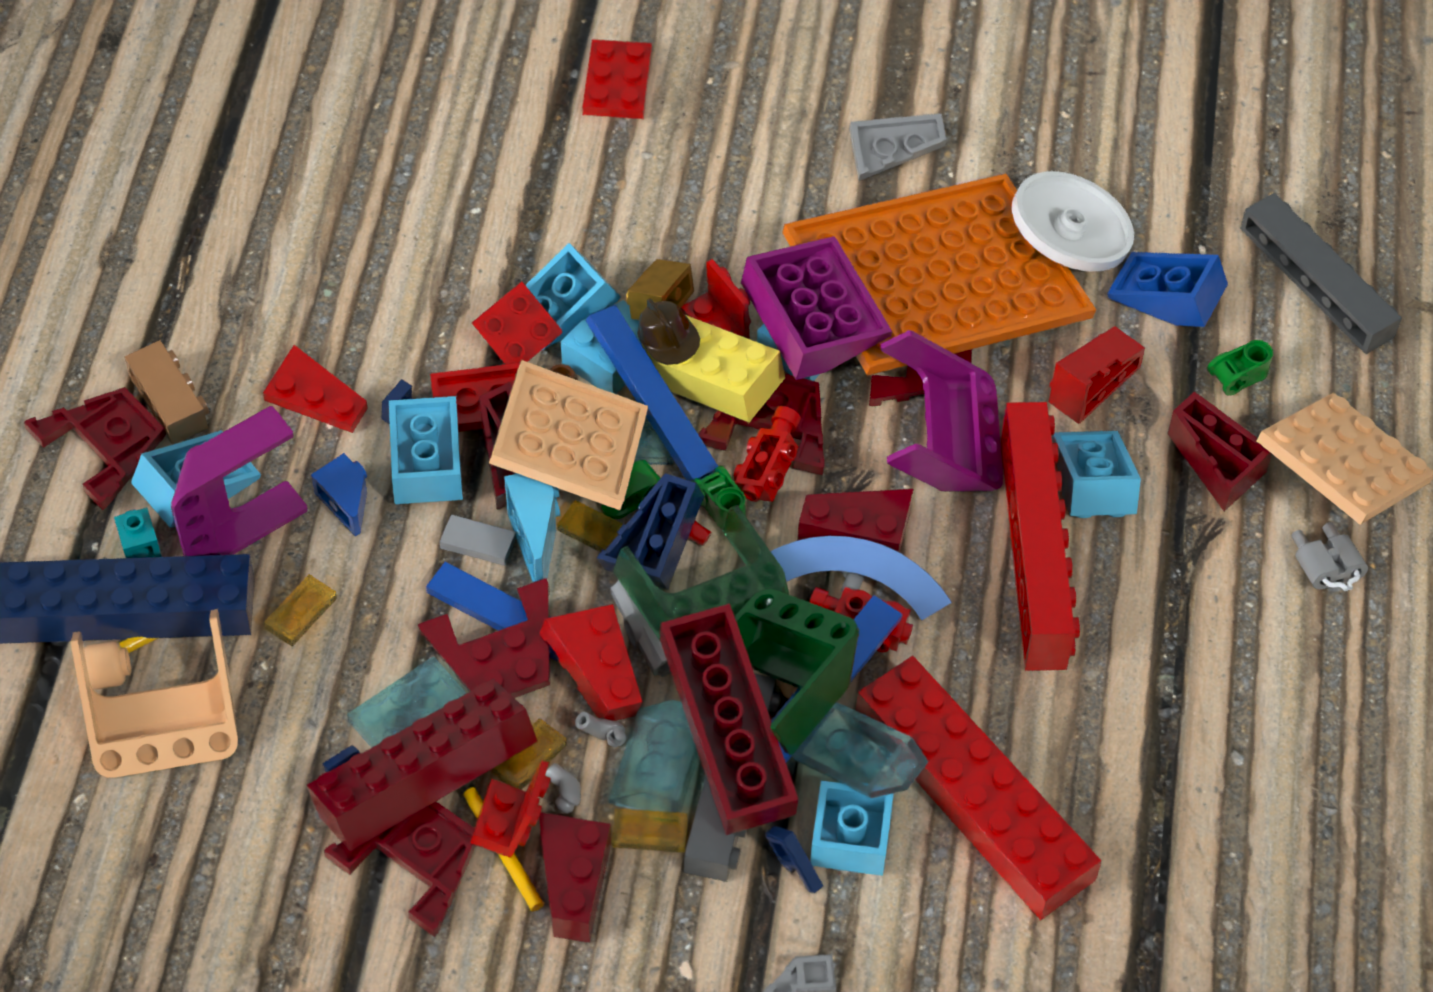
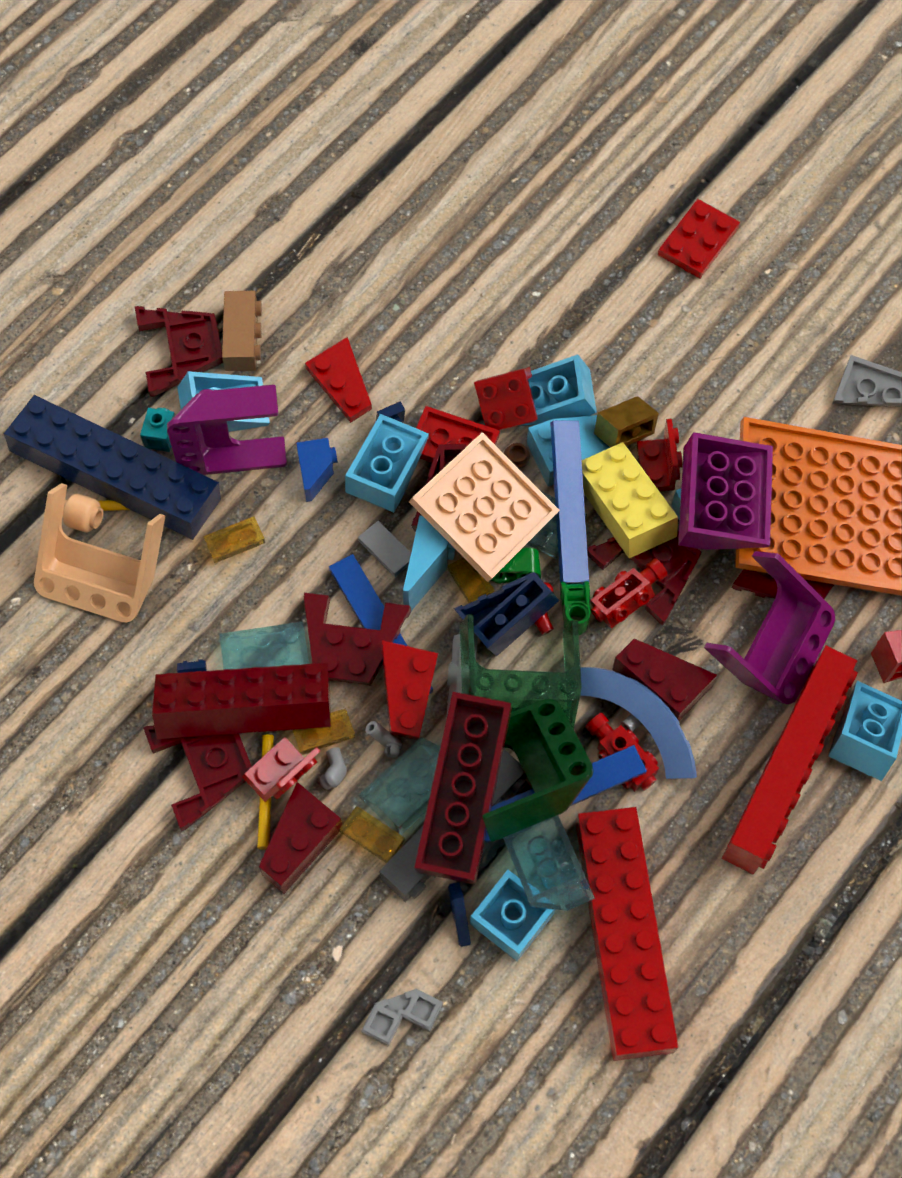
camera: 30 degrees right, 10 degrees up
(667, 333) = (605, 461): dark brown piece -> none

